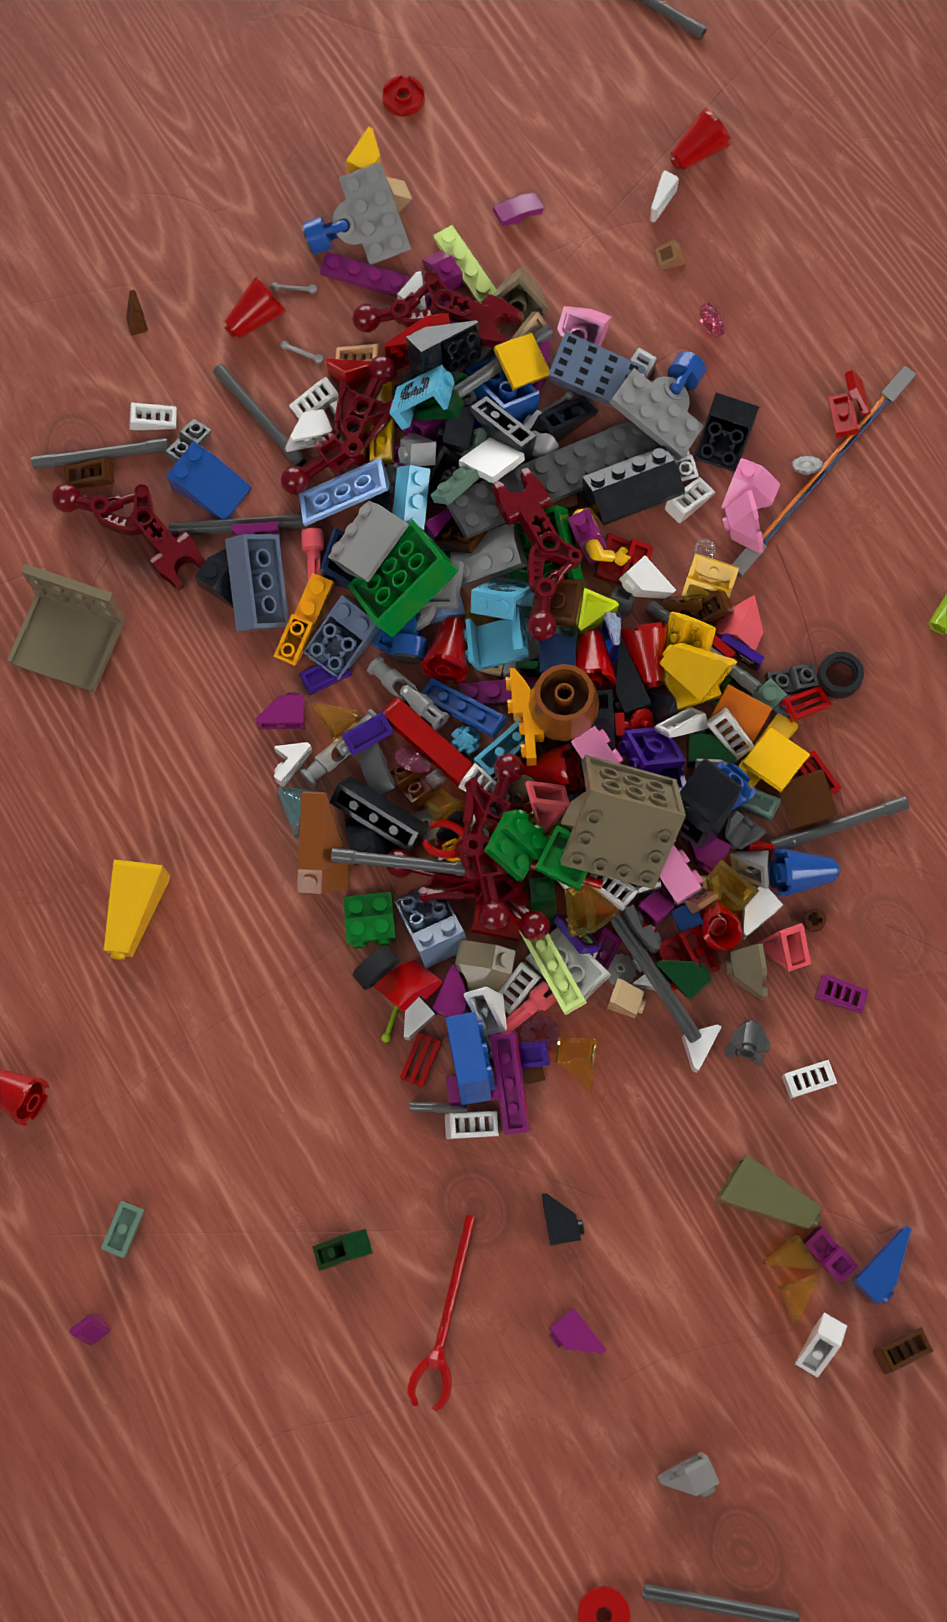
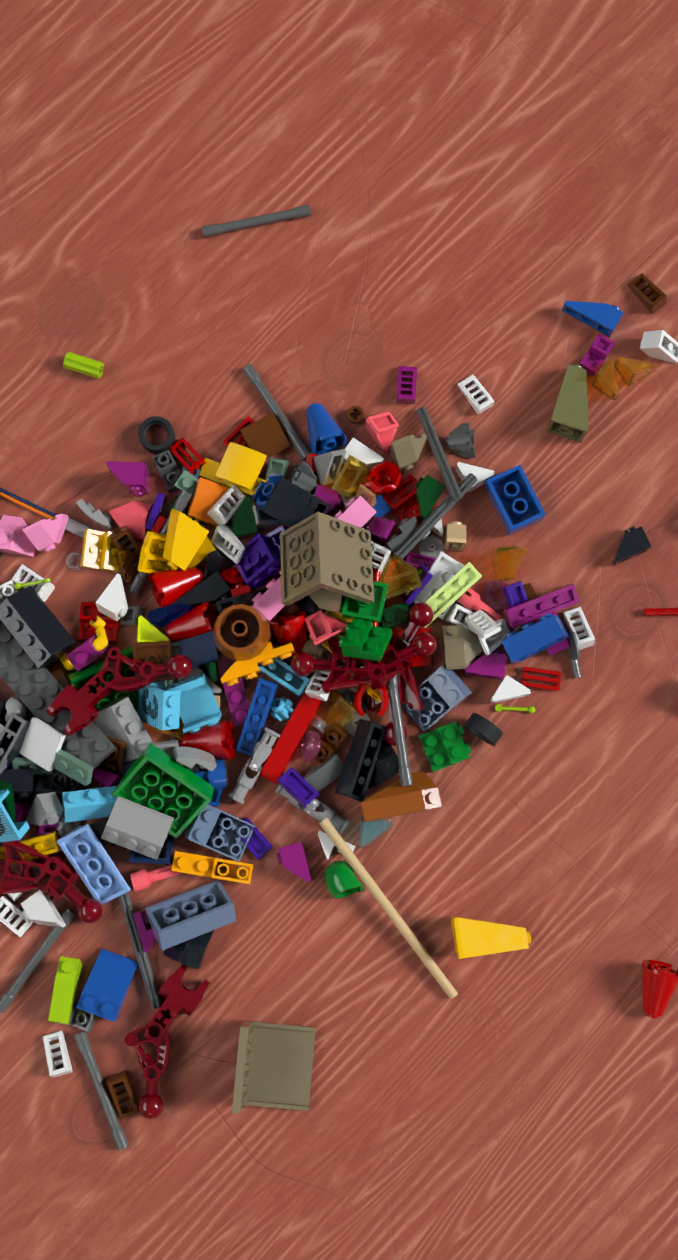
camera: 105 degrees left, 5 degrees up
(199, 801) = (388, 908): none -> tan piece
(216, 435) = (65, 989): none -> lime slope
(247, 755) = (341, 880): none -> green piece
(335, 719) = (290, 818): clear yellow slope -> none
(407, 983) = (490, 700): red slope -> none
(433, 616) = (190, 756): none -> light grey slope
(503, 998) = (482, 624): none -> white slope
(655, 1086) = (514, 500): none -> blue brick
(689, 481) = (18, 585): none -> lime hinge
(744, 1004) = (439, 454): none -> dark grey axle
(752, 584) = (97, 517): none -> light grey slope
(789, 632) = (132, 476): none -> magenta slope

